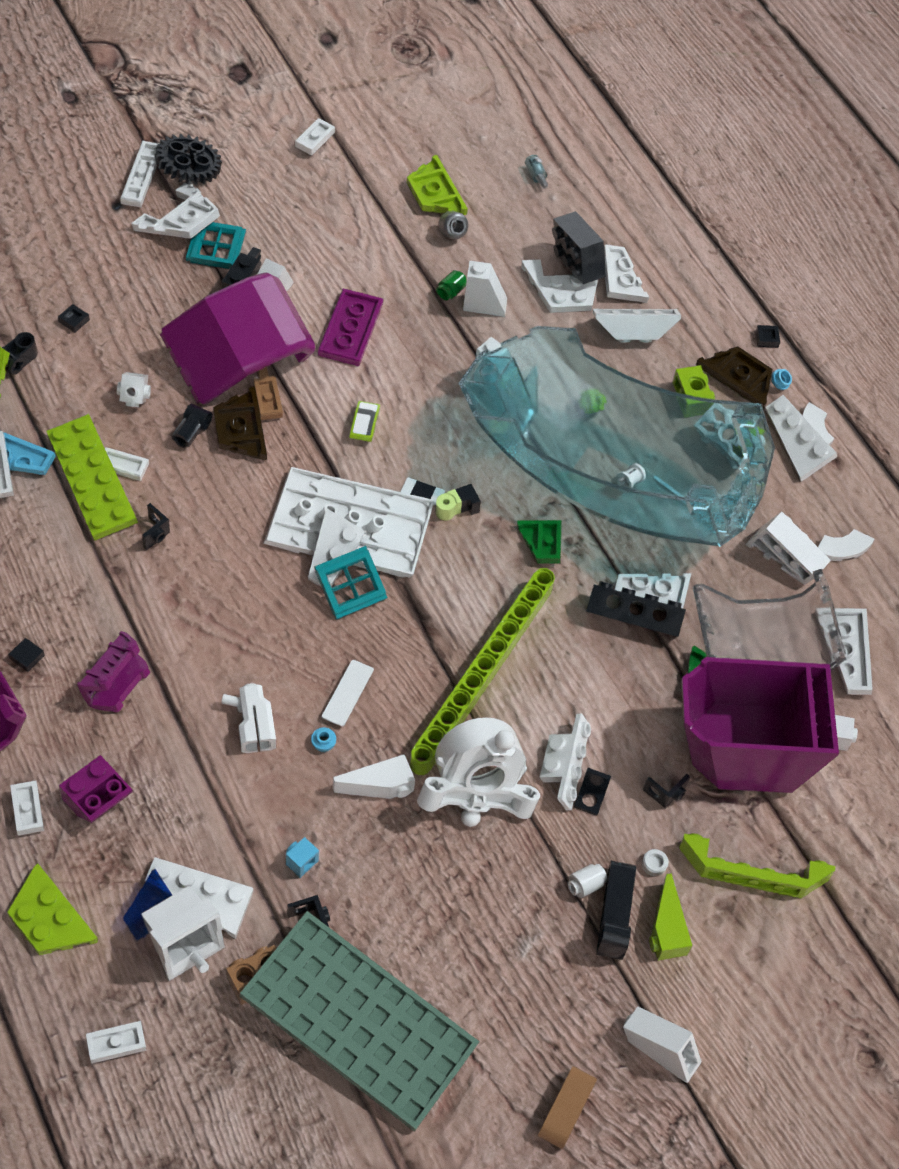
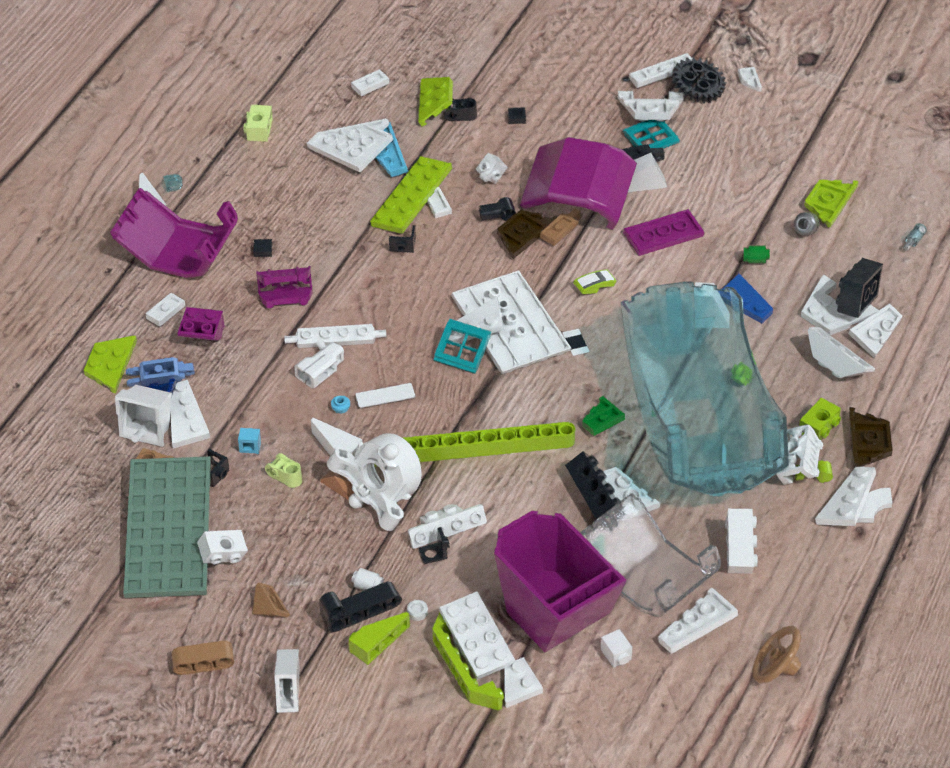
camera: 60 degrees right, 10 degrees down
(115, 1042) = (60, 435): white plate -> none
(125, 877) = (159, 371): none -> medium blue hinge
(221, 126) = (749, 78): none -> white tile
(223, 679) = (338, 334): none -> white plate
(315, 136) = (795, 121): white plate -> none
(371, 854) = (285, 471): none -> yellowish green piece
(420, 819) = (338, 483): none -> nougat slope
(440, 985) = (222, 546): none -> white brick
(457, 502) = (582, 359): leg -> none
(480, 329) = (753, 303): none -> blue wing
(484, 290) = (764, 267): white slope -> none
(540, 993) = (268, 602): none -> medium nougat slope
(631, 476) = (700, 426): white bush -> none
(665, 797) = (484, 588): black bracket -> none
(743, 834) = (476, 635): none -> white plate
(767, 336) = (925, 435): black tile -> none
(781, 379) = (896, 459): medium azure plate -> none
(811, 837) = (520, 683): none -> white wing
(846, 547) = (784, 576): white tile -> none

